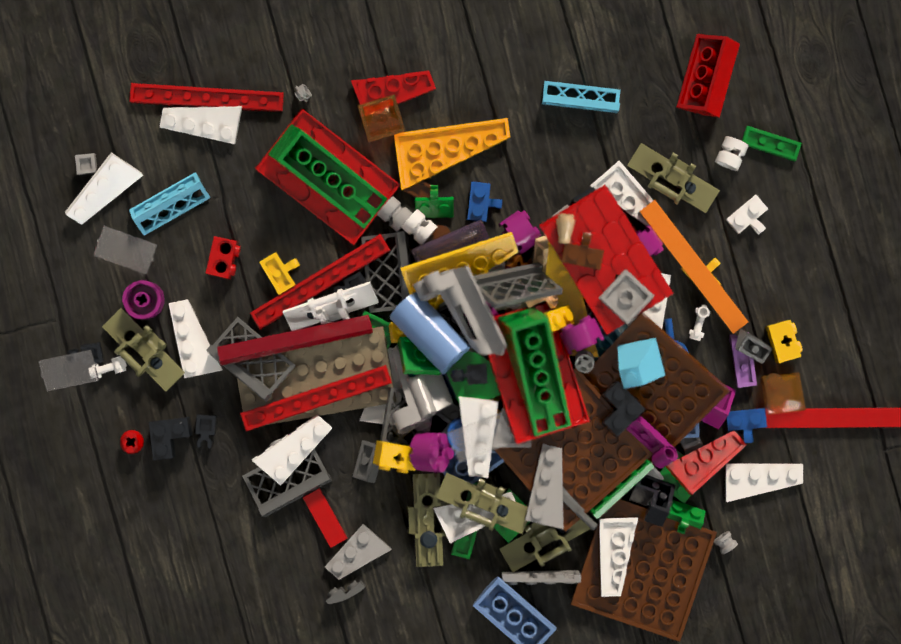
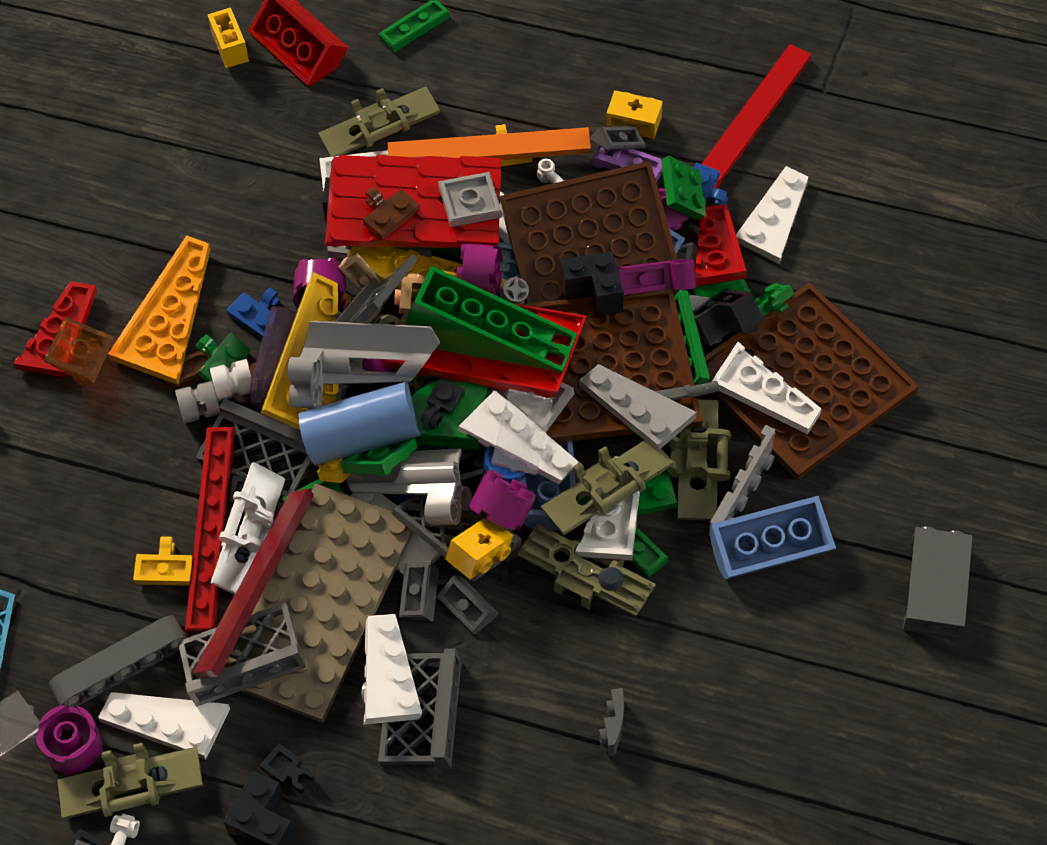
camera: 55 degrees left, 30 degrees down
(206, 290) = (117, 662): none -> dark grey beam
(217, 256) = (91, 621): red brick -> none
(316, 398) = (343, 607): red tile -> none
(325, 517) = (501, 694): red tile -> none
(327, 176) = (96, 453): piece -> none
(356, 430) = (419, 591): none -> dark grey slope
(357, 551) = (571, 681): light grey wing -> none
(565, 226) = (345, 210): tan cone -> none
(579, 103) = (224, 161): medium azure fence -> none
(639, 363) = (553, 230): medium azure slope -> none
(676, 31) = (228, 37): none -> yellow brick
(725, 542) = (828, 281): light grey wheel -> none
(728, 159) = (395, 57): white wheel -> none
(731, 418) = (683, 188): none -> green plate
(748, 215) = (474, 81): white plate -> none
(783, 393) = (692, 143): clear orange slope -> none

